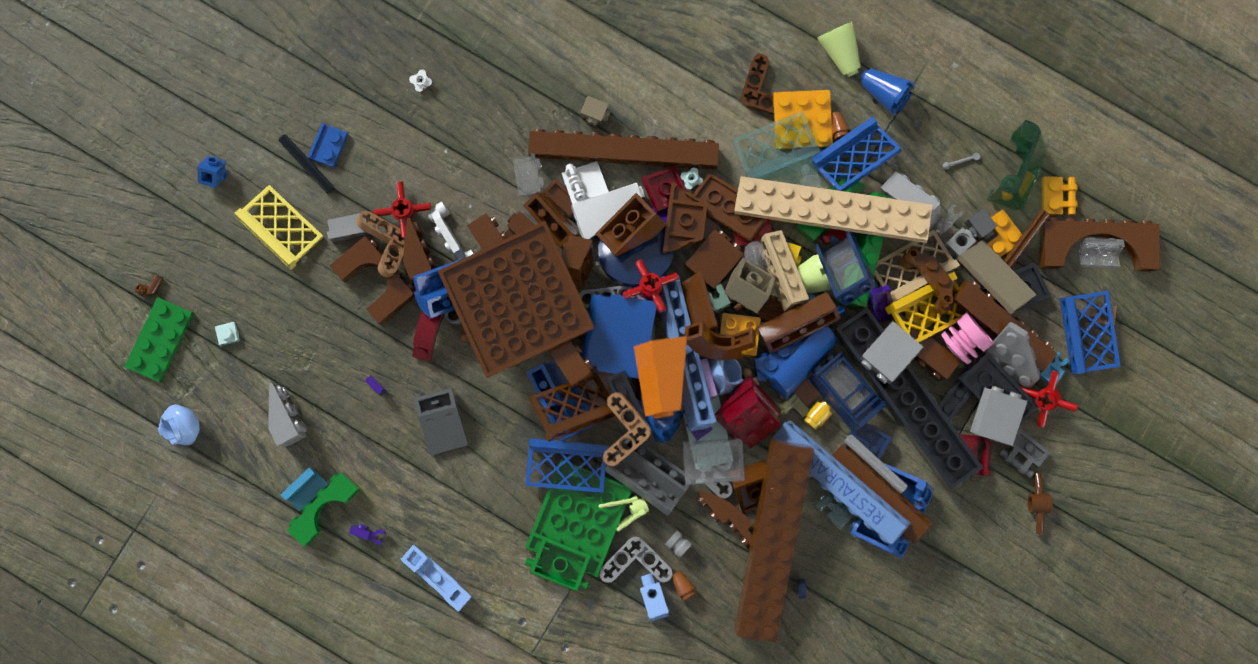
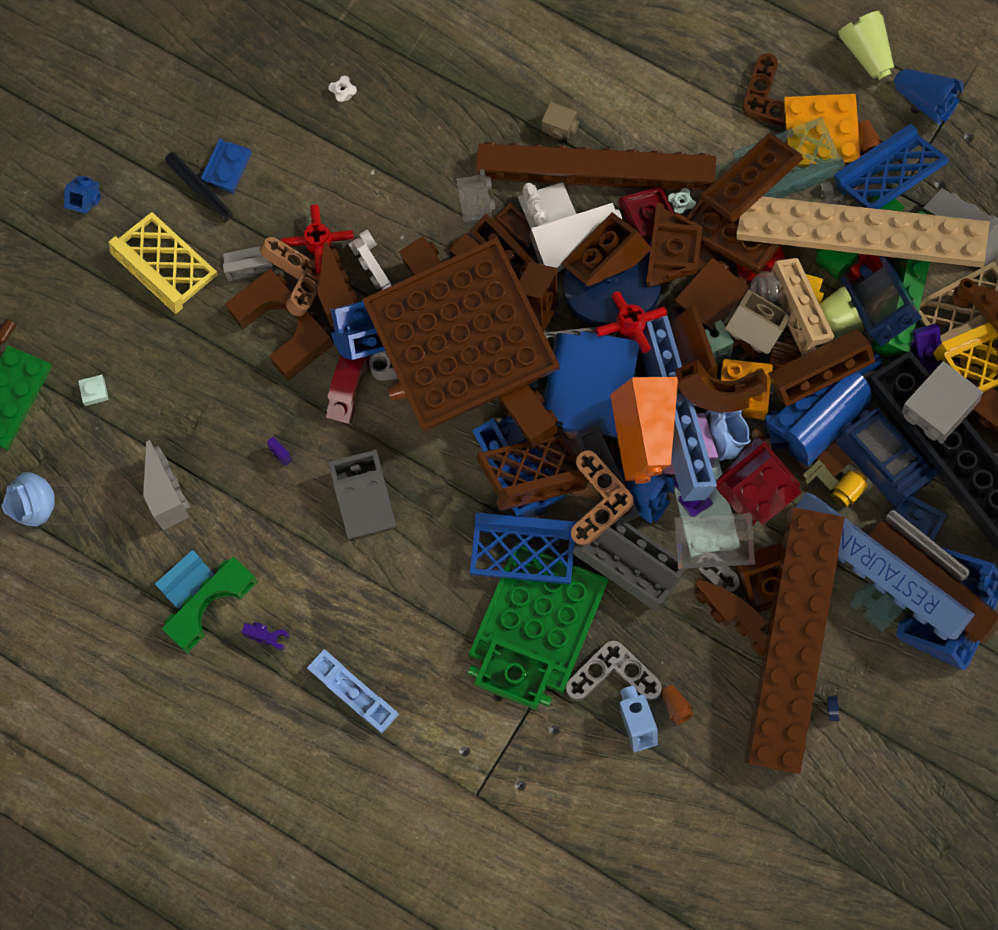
camera: 10 degrees right, 10 degrees down
(637, 509) = (615, 605): yellowish green plant -> none
(678, 544) = (669, 650): light grey wheel -> none
(746, 162) = (751, 177): none -> reddish brown tile

